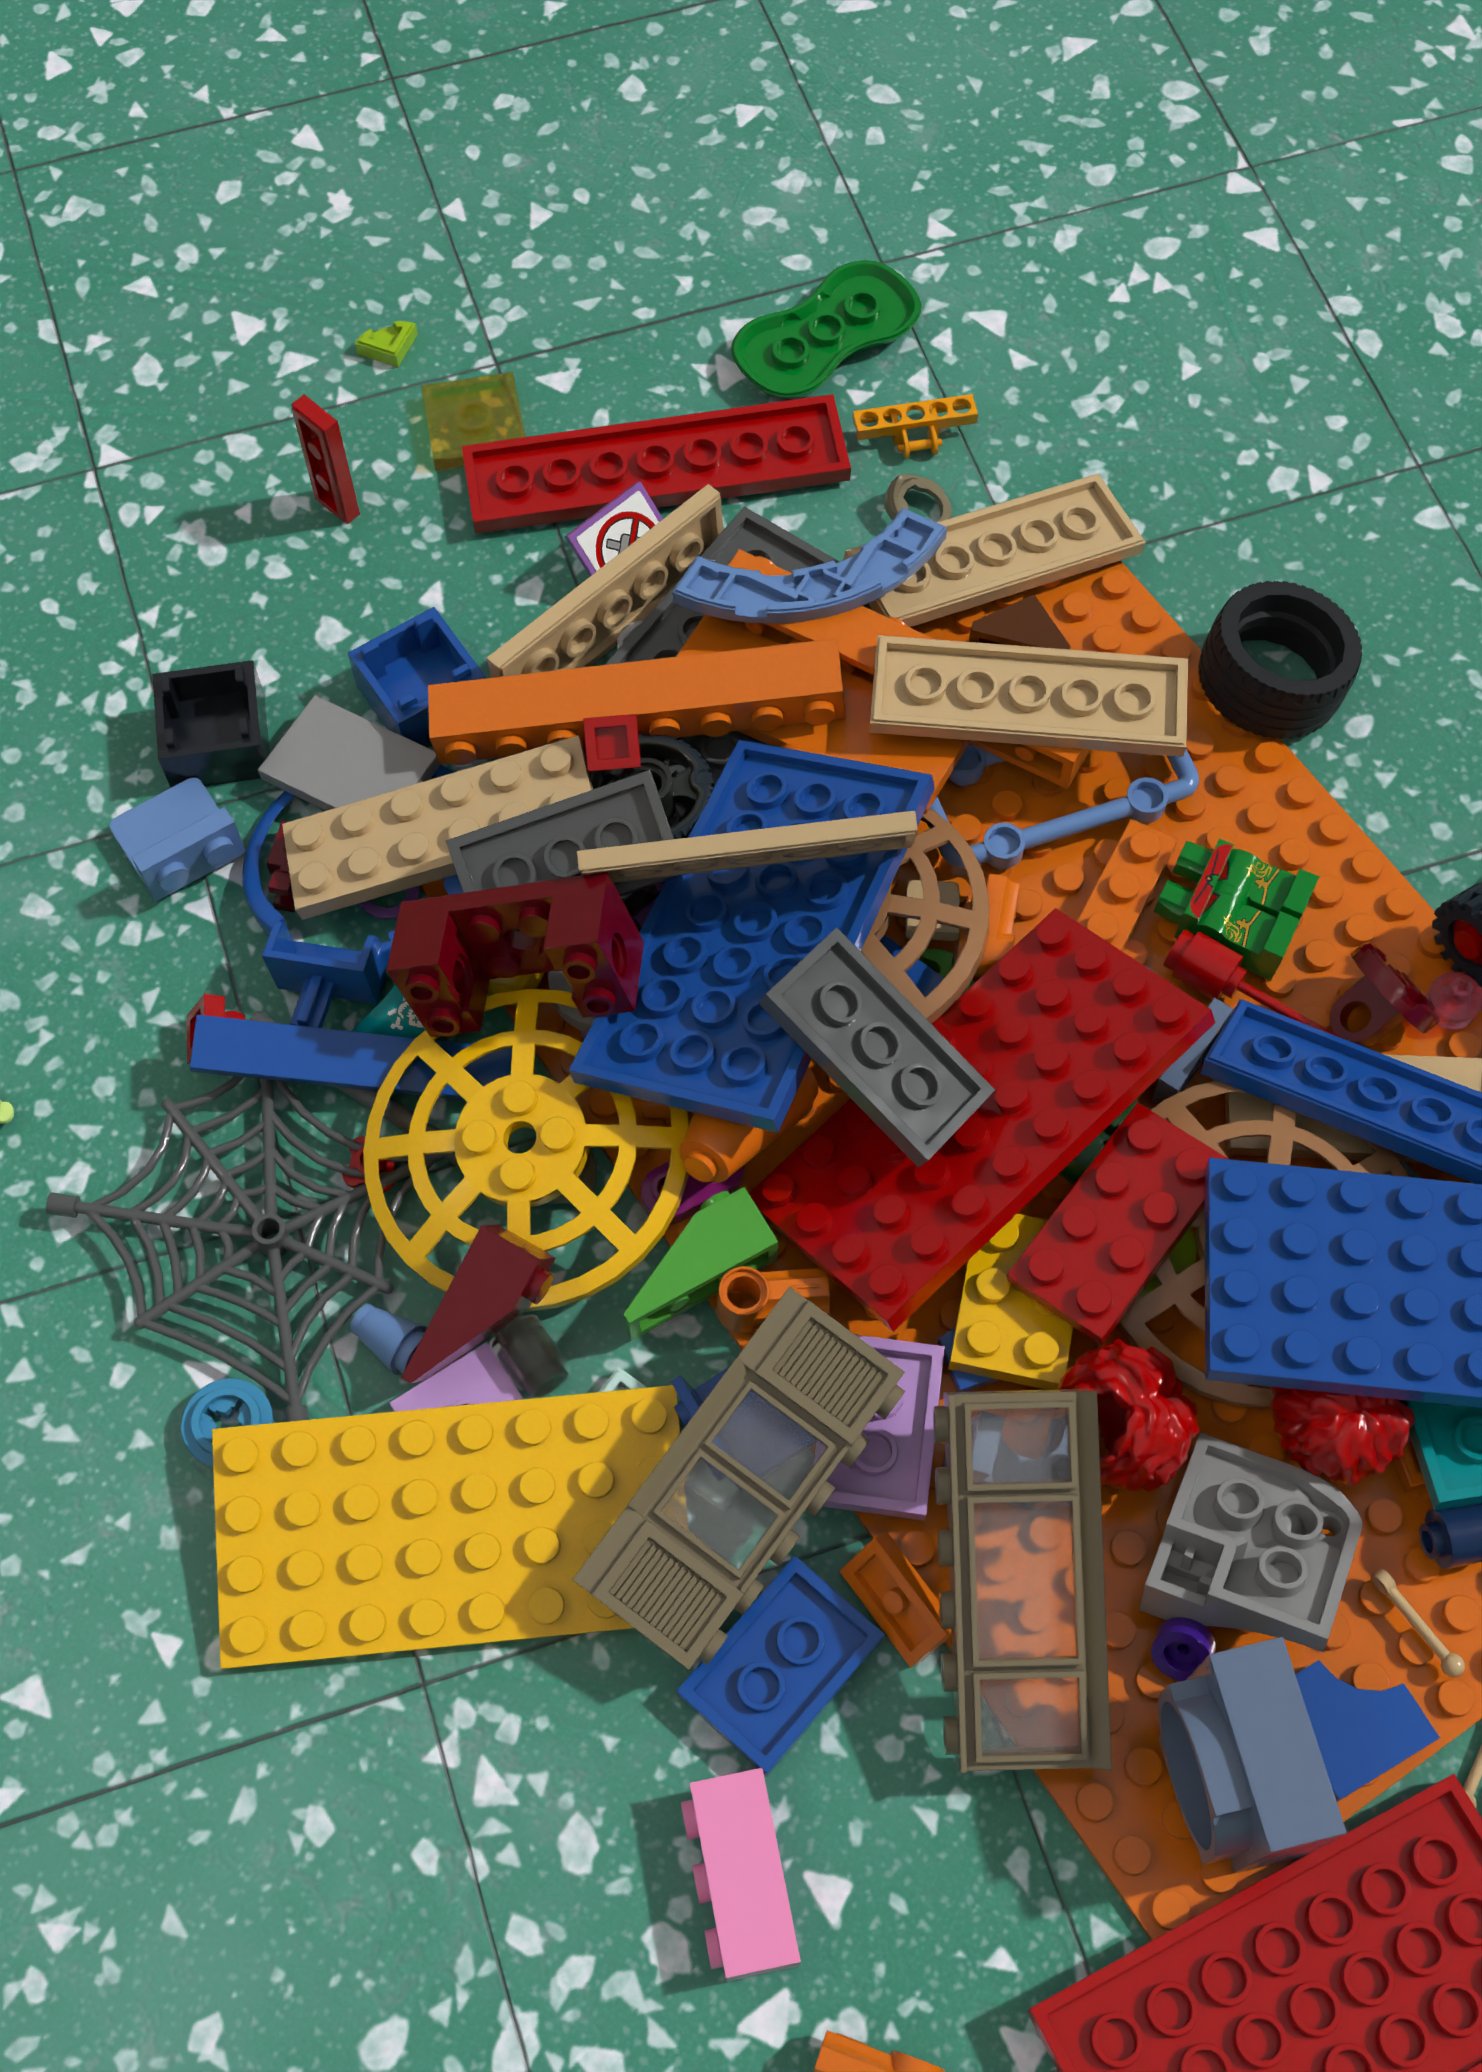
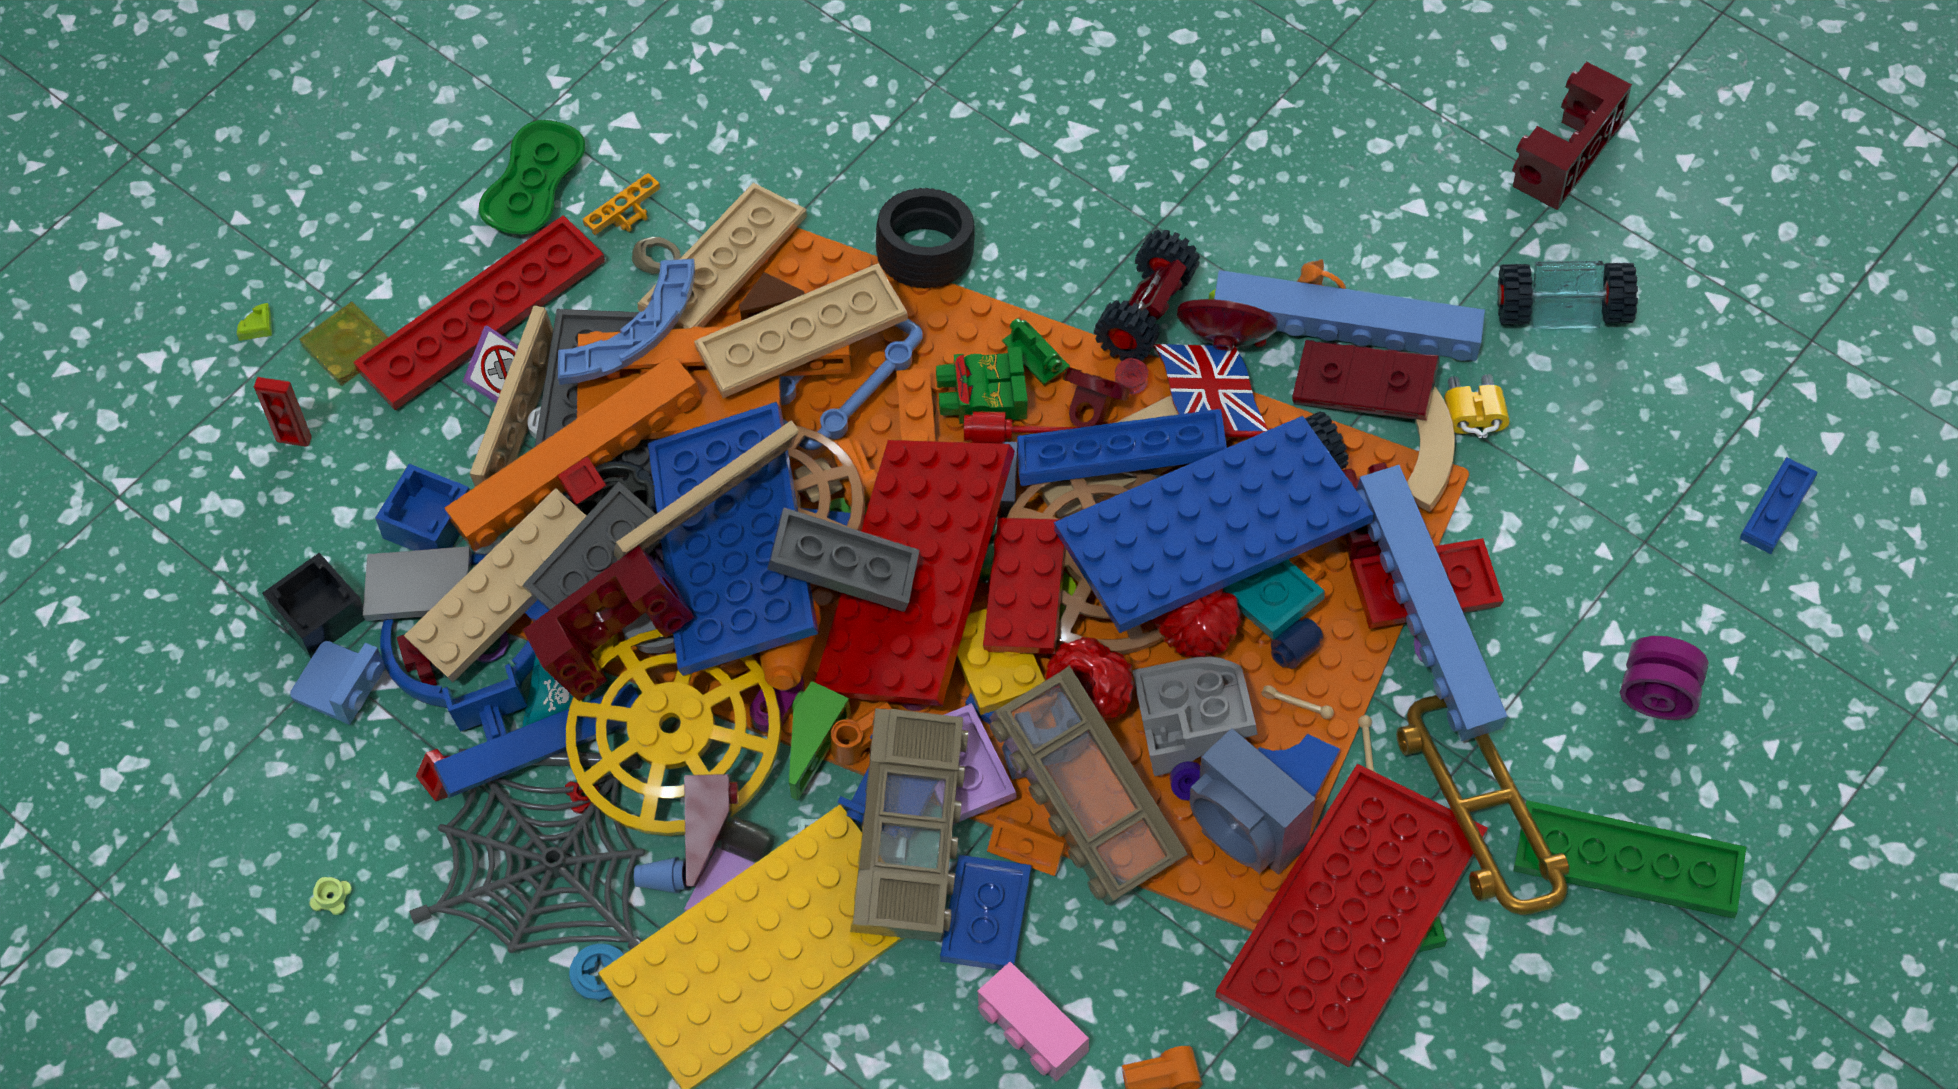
camera: 30 degrees left, 5 degrees down
(1338, 894) = (1036, 352): none -> green hinge

